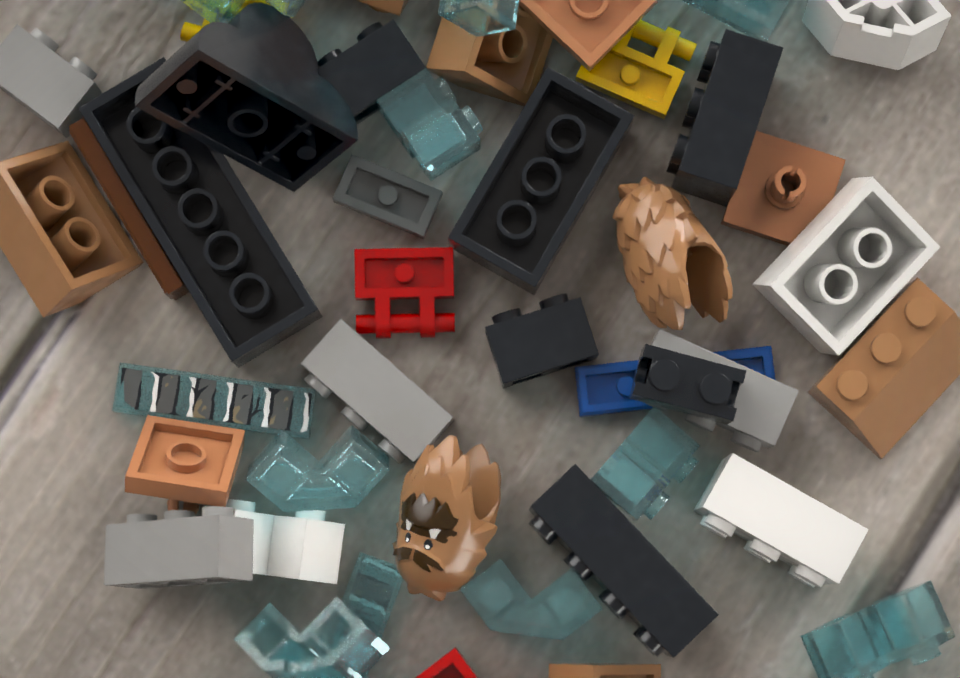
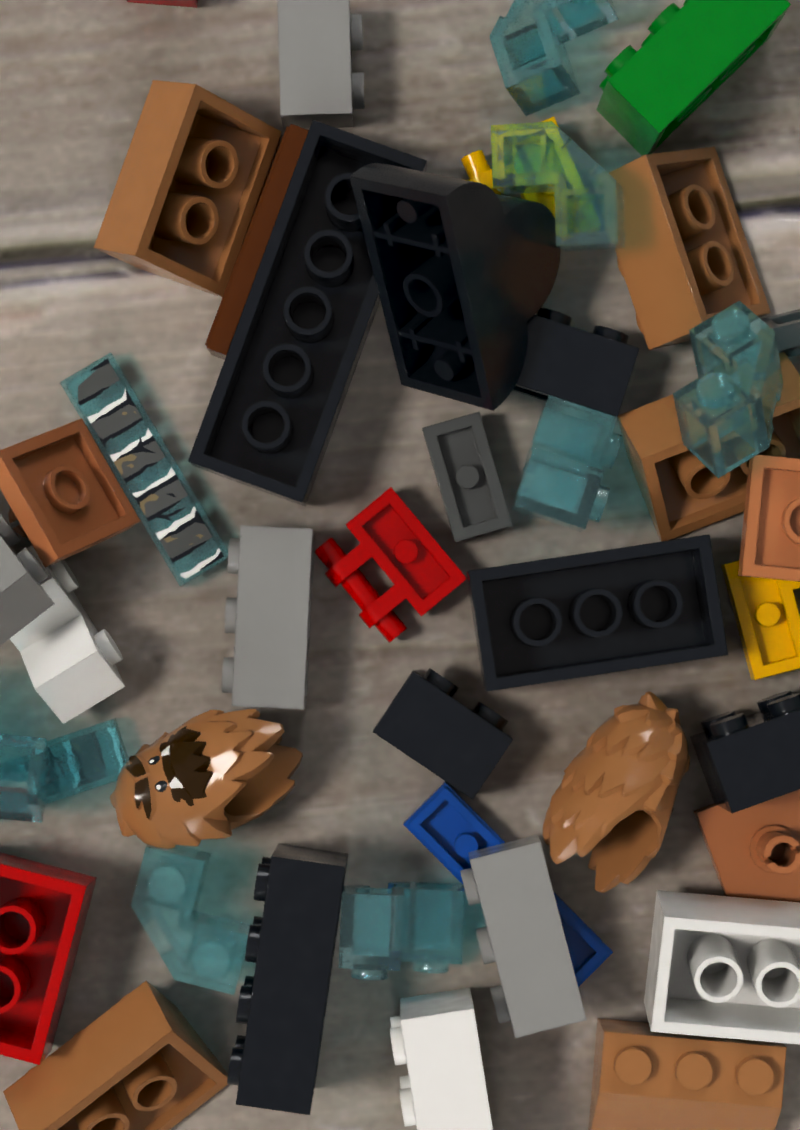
camera: 50 degrees right, 5 degrees up
(302, 483) = (133, 619): clear light blue brick -> none
(687, 384) = (504, 914): black brick -> none

